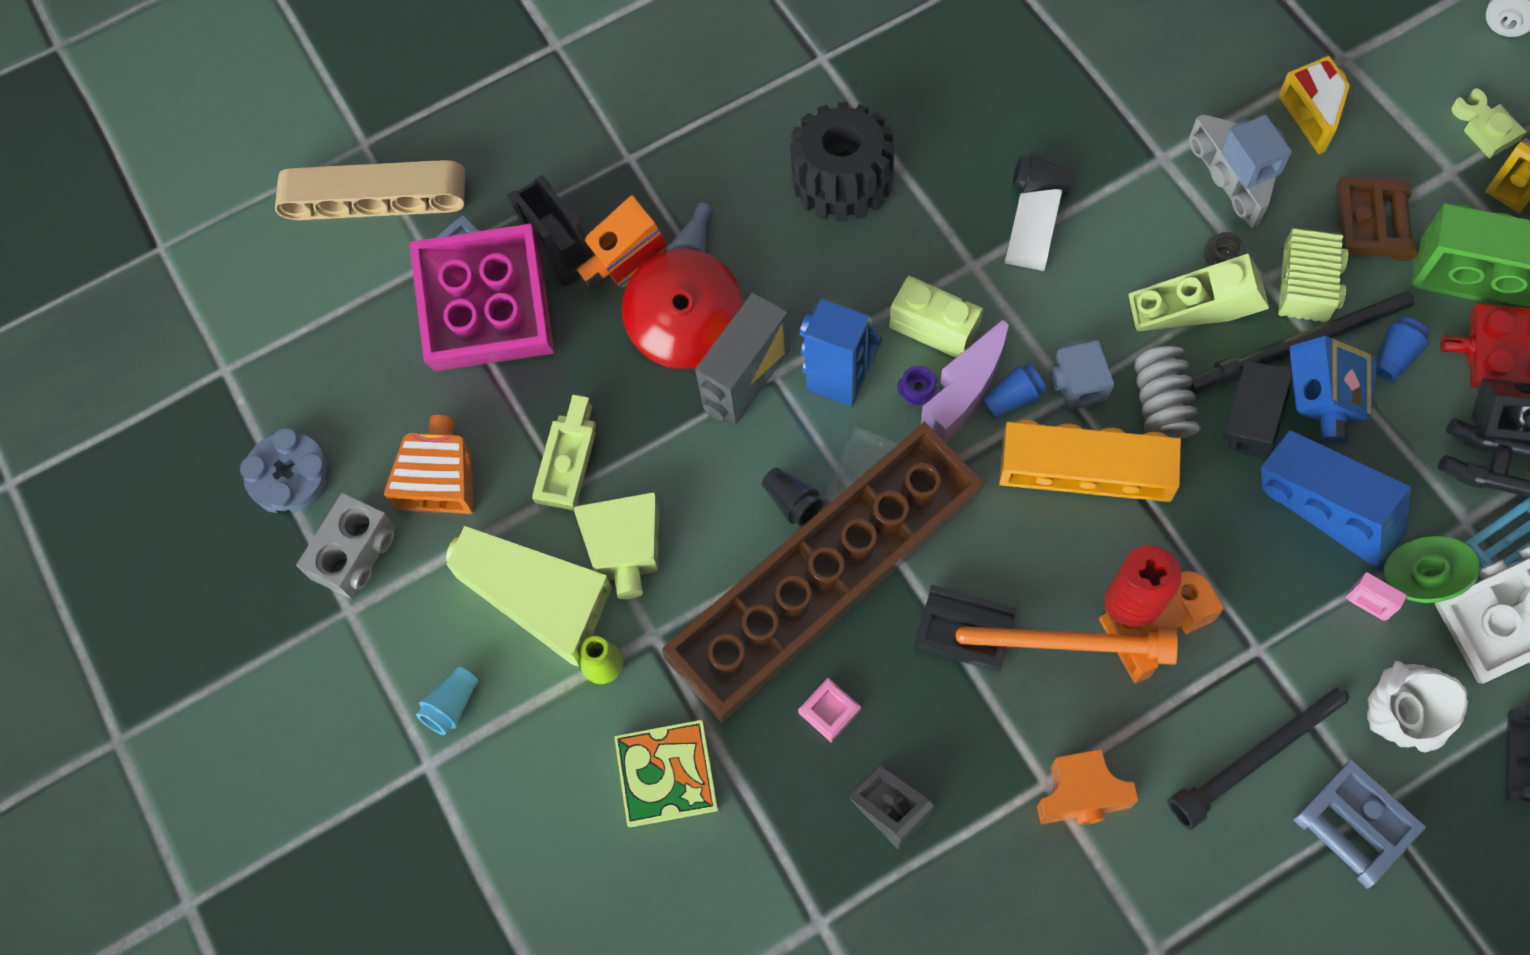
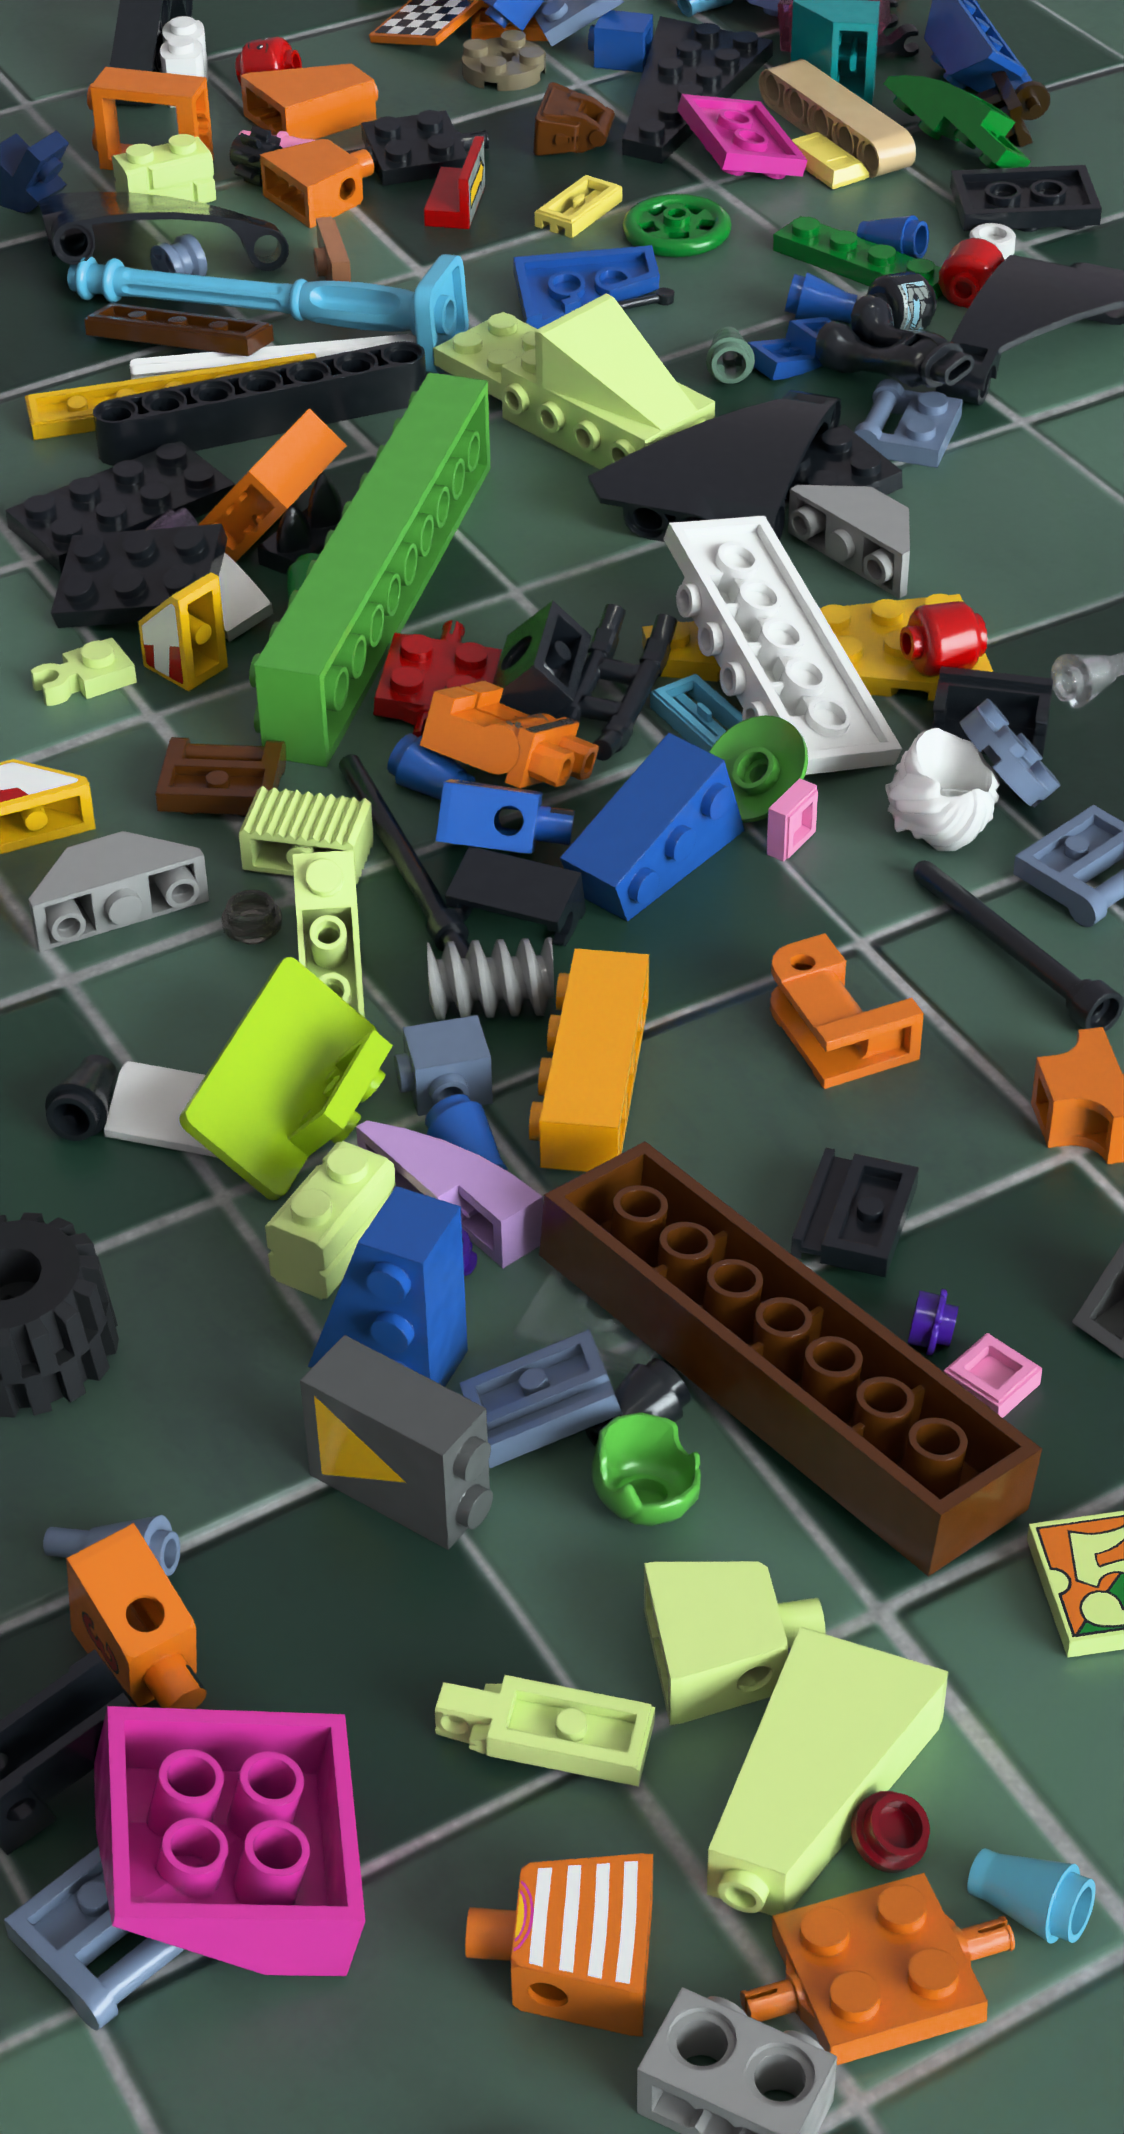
camera: 95 degrees left, 25 degrees down
(413, 620) = (878, 1969): none -> orange plate
(491, 628) = (890, 1831): none -> dark red plate
(606, 666) = (945, 1643): lime cone -> none
(672, 335) = (269, 1555): red dish -> none
(735, 497) = (645, 1470): none -> bright green hair
(792, 439) = (543, 1397): none -> sand blue plate
(869, 672) = (932, 1321): none -> dark purple plate
(1056, 280) = (286, 1080): none -> lime bracket
(1143, 586) = (821, 968): red piece -> none
(1157, 645) = (888, 982): orange piece -> none
(1256, 150) = (120, 836): sand blue brick -> none
(1428, 389) = (495, 738): none -> orange hips
(1467, 758) = (1012, 755): none -> sand blue plate

